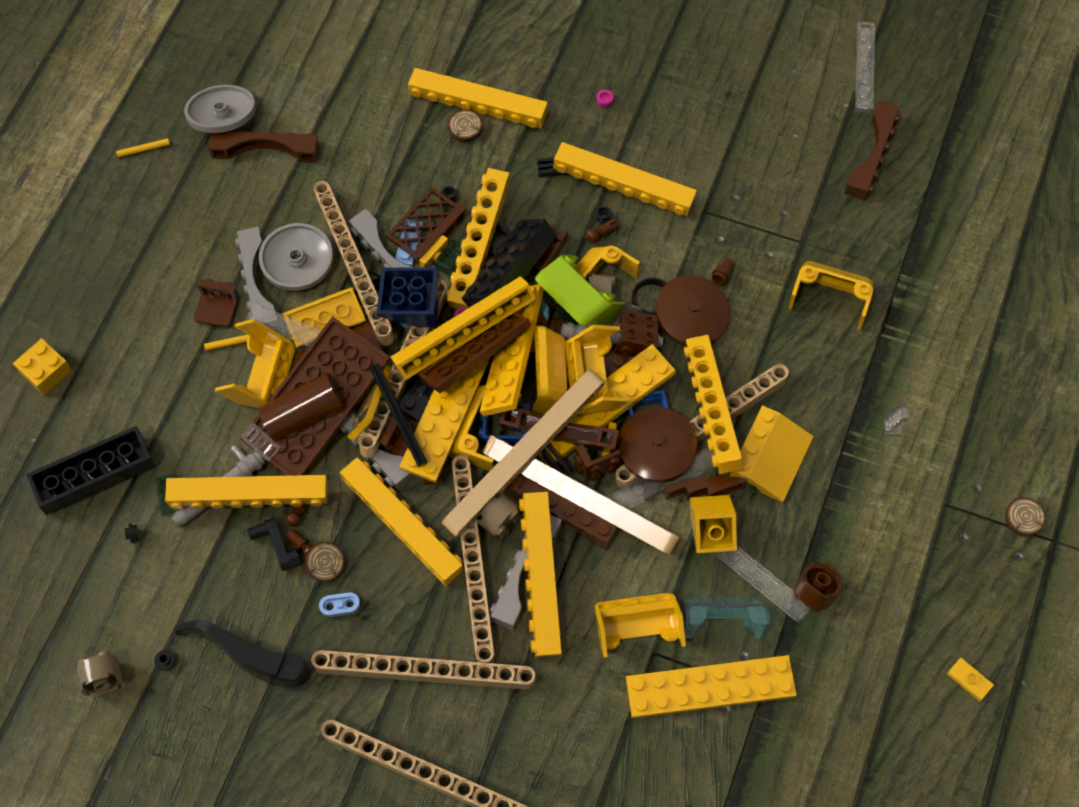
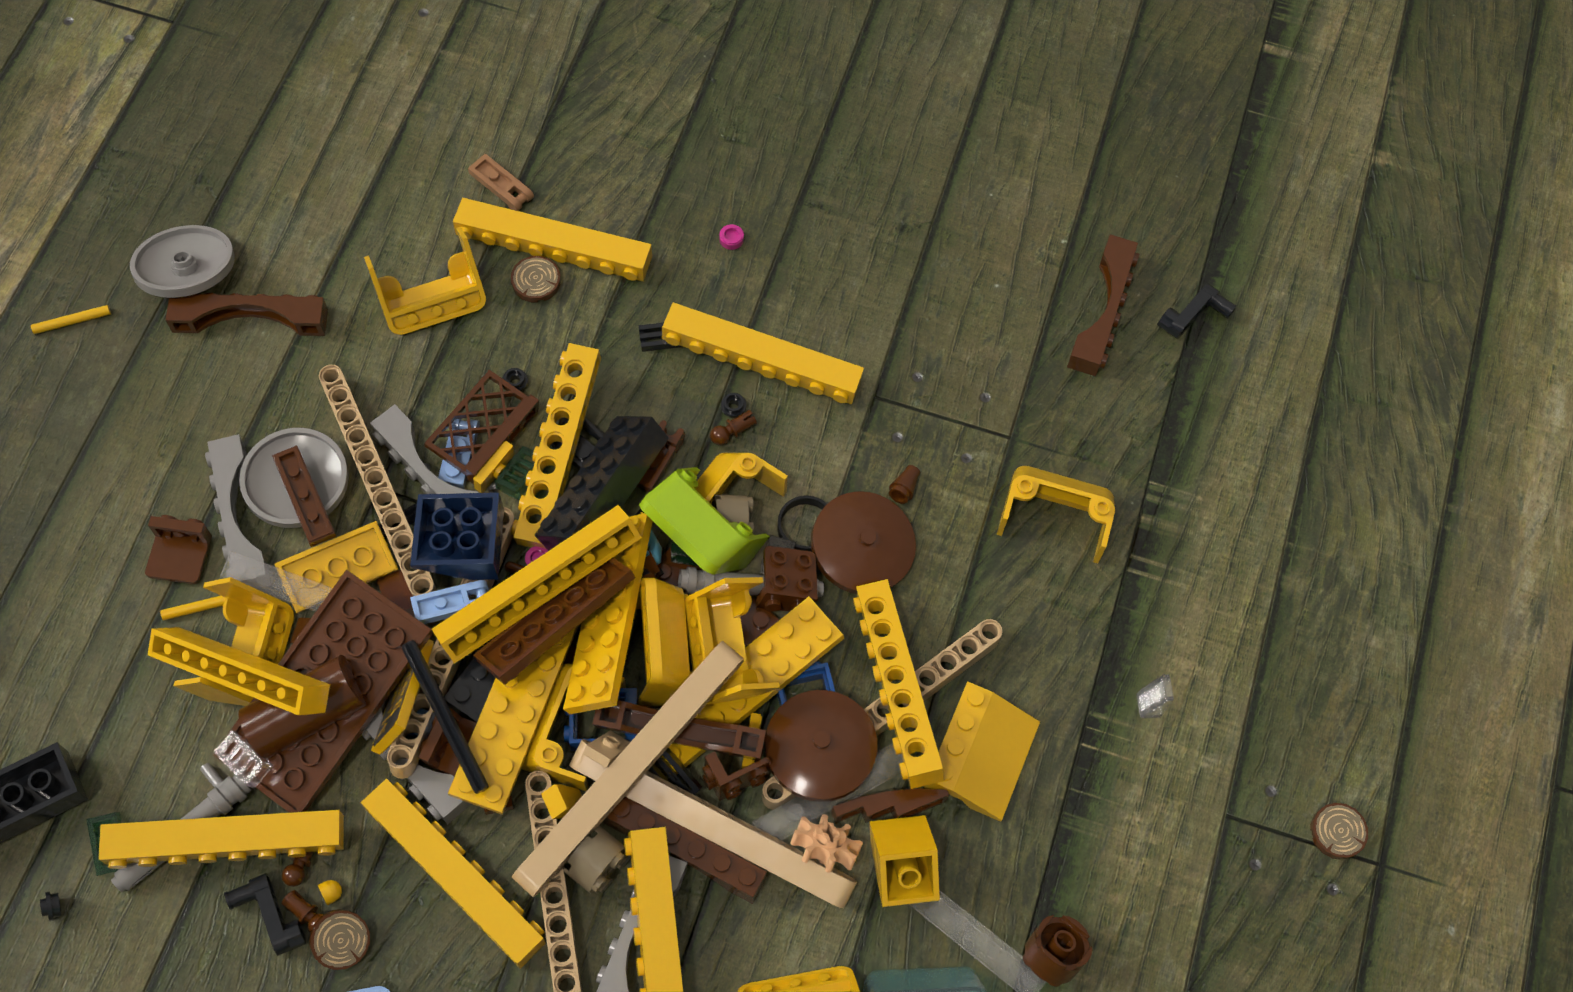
camera: 10 degrees left, 0 degrees up
(259, 380) = (239, 670): none -> yellow brick
(303, 268) = (304, 496): none -> reddish brown tile
(318, 530) = (330, 890): none -> yellow hinge
(394, 139) = (432, 301): none -> yellow windscreen
(397, 341) = (446, 602): none -> light blue plate
(441, 58) = (500, 182): none -> medium nougat plate
(474, 473) = (560, 799): none -> yellow slope
(507, 440) = (605, 748): none -> tan plate
(659, 510) = (826, 843): none -> light nougat gear
(864, 67) = (1087, 188): clear plate -> none
(949, 145) = (1178, 323): none -> black beam

